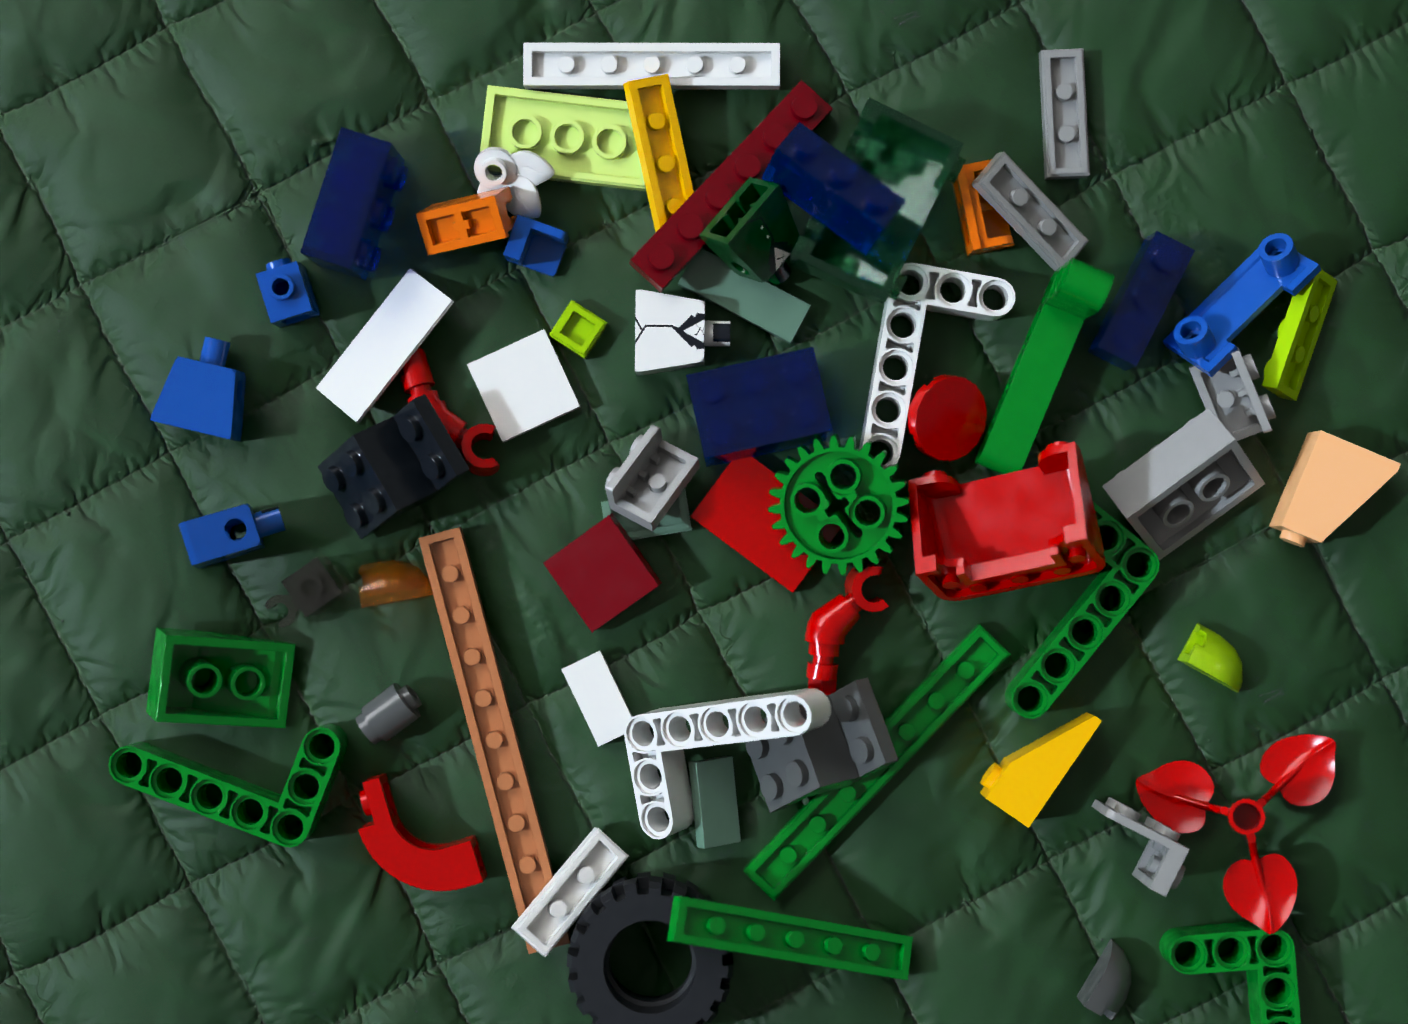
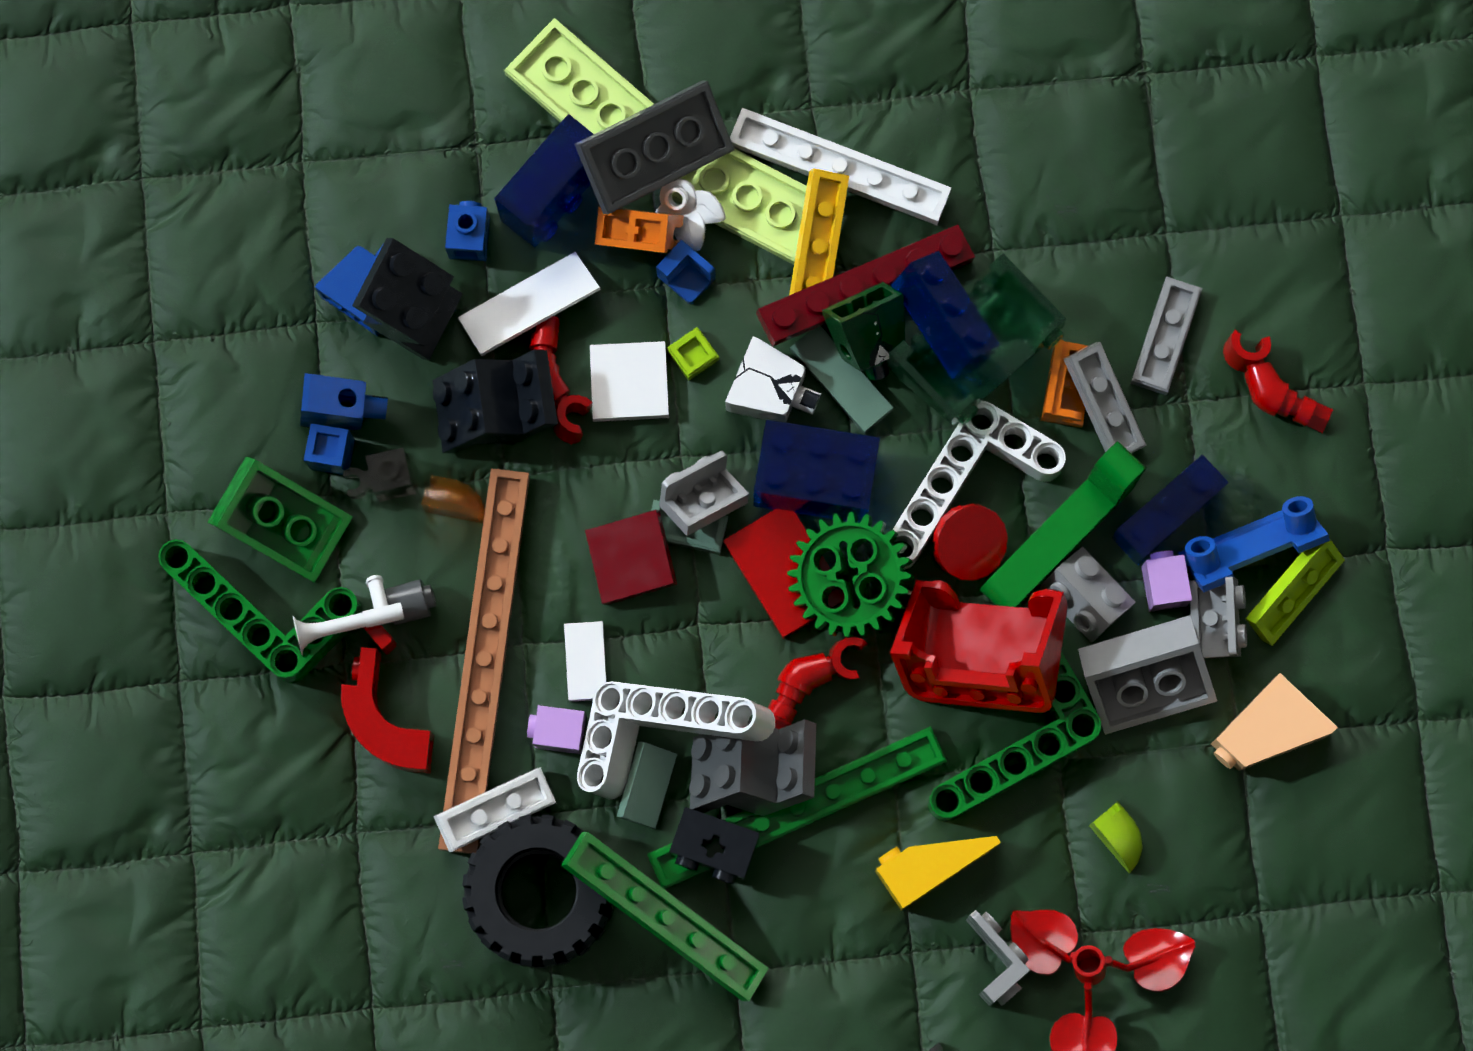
camera: 25 degrees right, 10 degrees down
(240, 585) = (329, 449): none -> blue panel
(253, 396) = (407, 298): none -> black bracket
(347, 89) = (574, 80): none -> yellowish green tile
(369, 741) = (379, 615): none -> white piece
(372, 757) = (382, 638): none -> red tile
(448, 125) = (654, 147): none -> dark grey tile
(600, 782) = (557, 729): none -> lavender brick
(831, 827) = (699, 828): none -> black brick
(1091, 419) = (1090, 592): none -> light grey bracket
(1164, 378) = (1166, 581): none -> lavender brick
(1191, 129) = (1268, 389): none -> red piece

